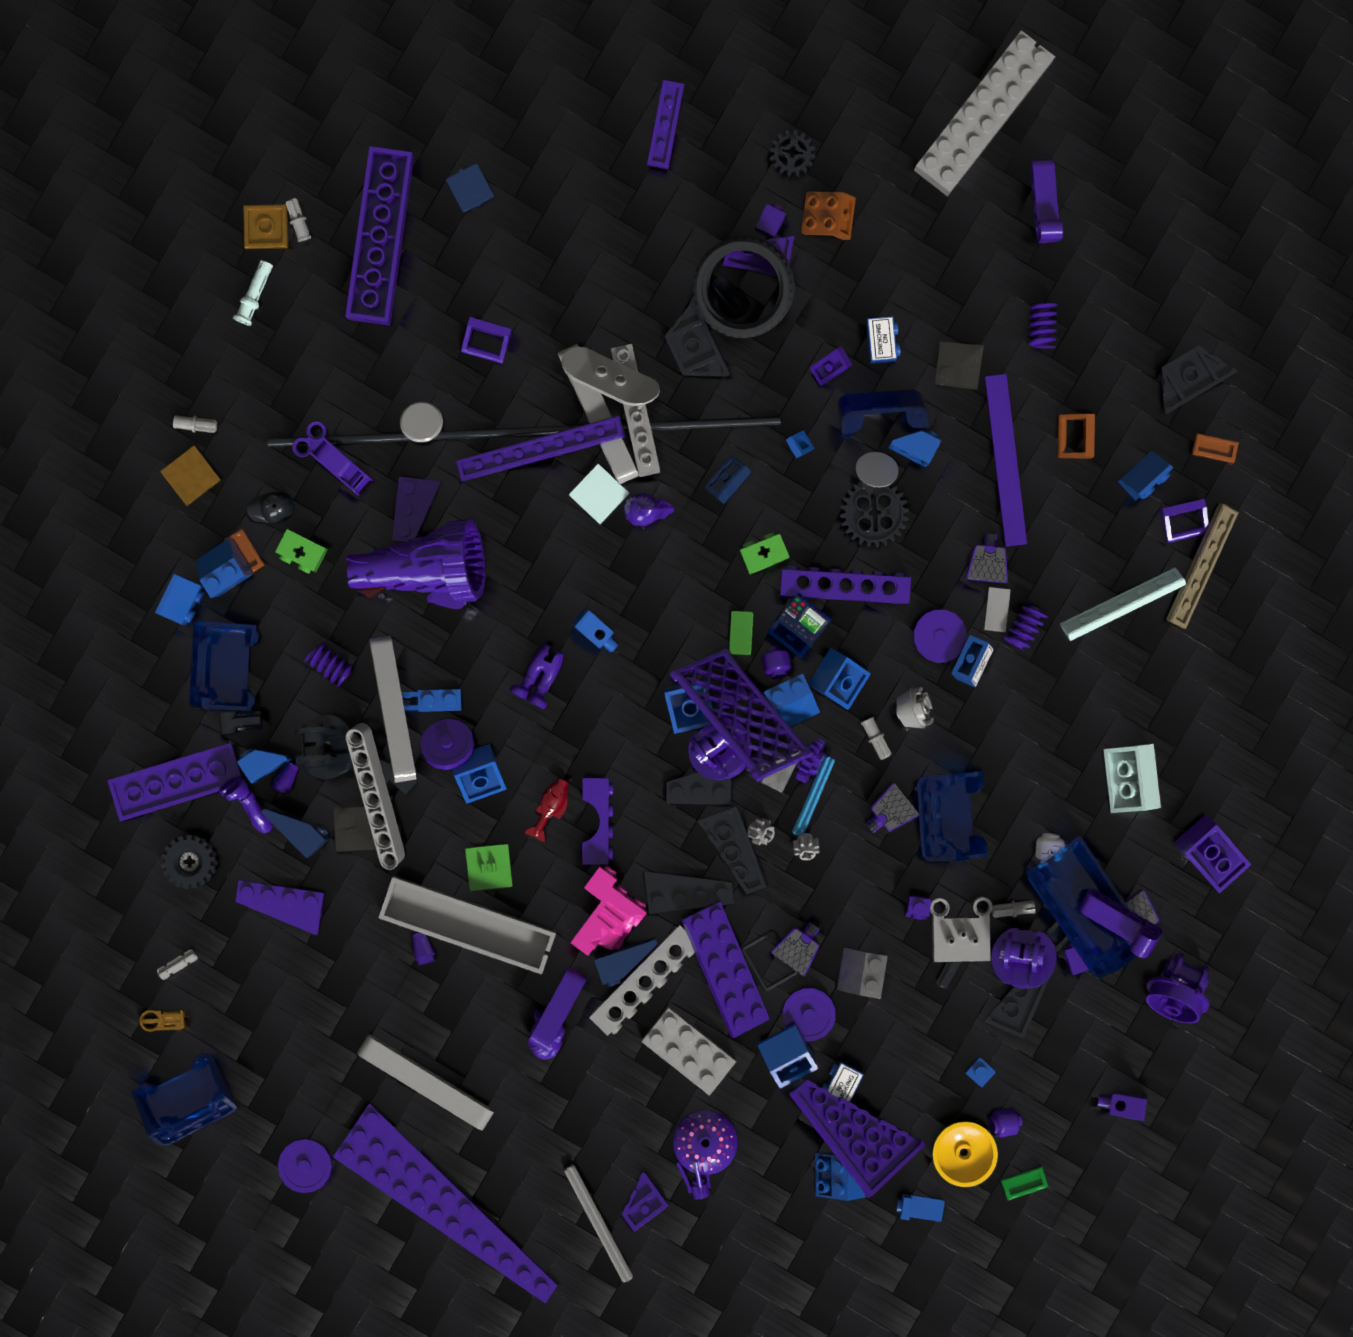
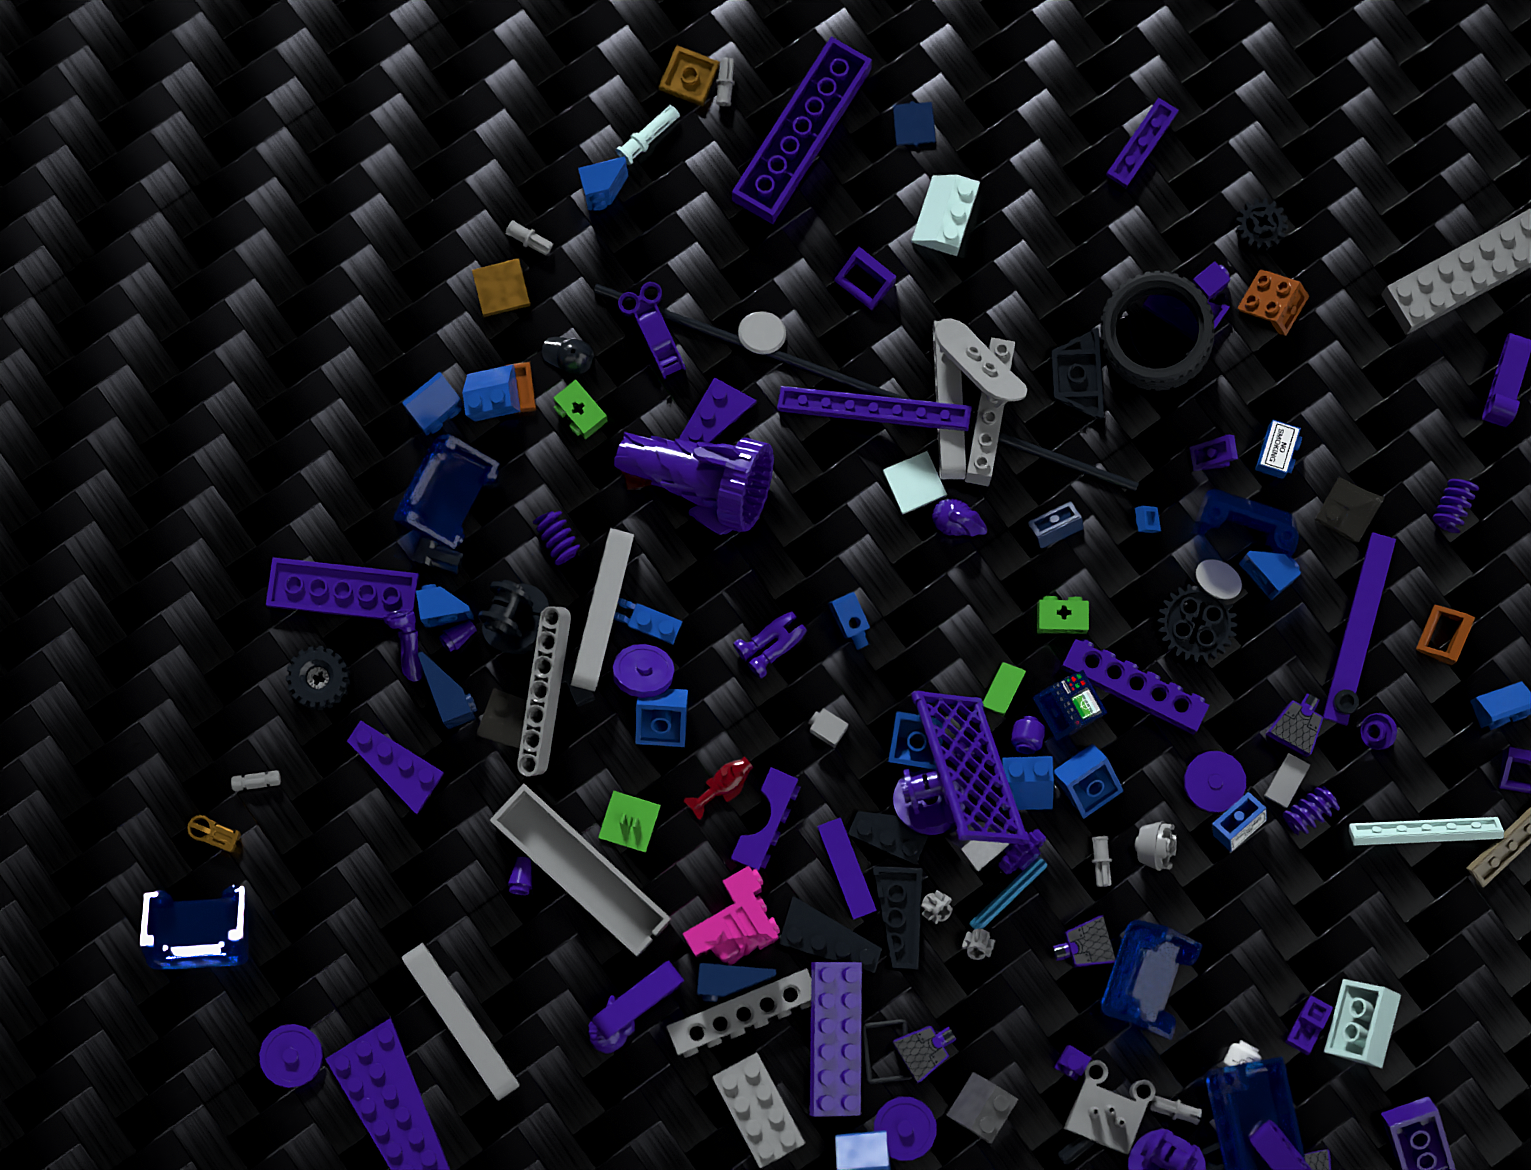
camera: 25 degrees right, 10 degrees down
(235, 353) = (603, 182): none -> blue slope
(528, 255) = (946, 213): none -> light aqua slope
(614, 725) = (827, 727): none -> light grey brick
(677, 830) = (846, 868): none -> dark purple tile
(1018, 527) = (1345, 702): none -> black tile
(1054, 539) = (1378, 731): none -> dark purple plate
(1091, 797) = (1308, 1025): none -> dark purple slope

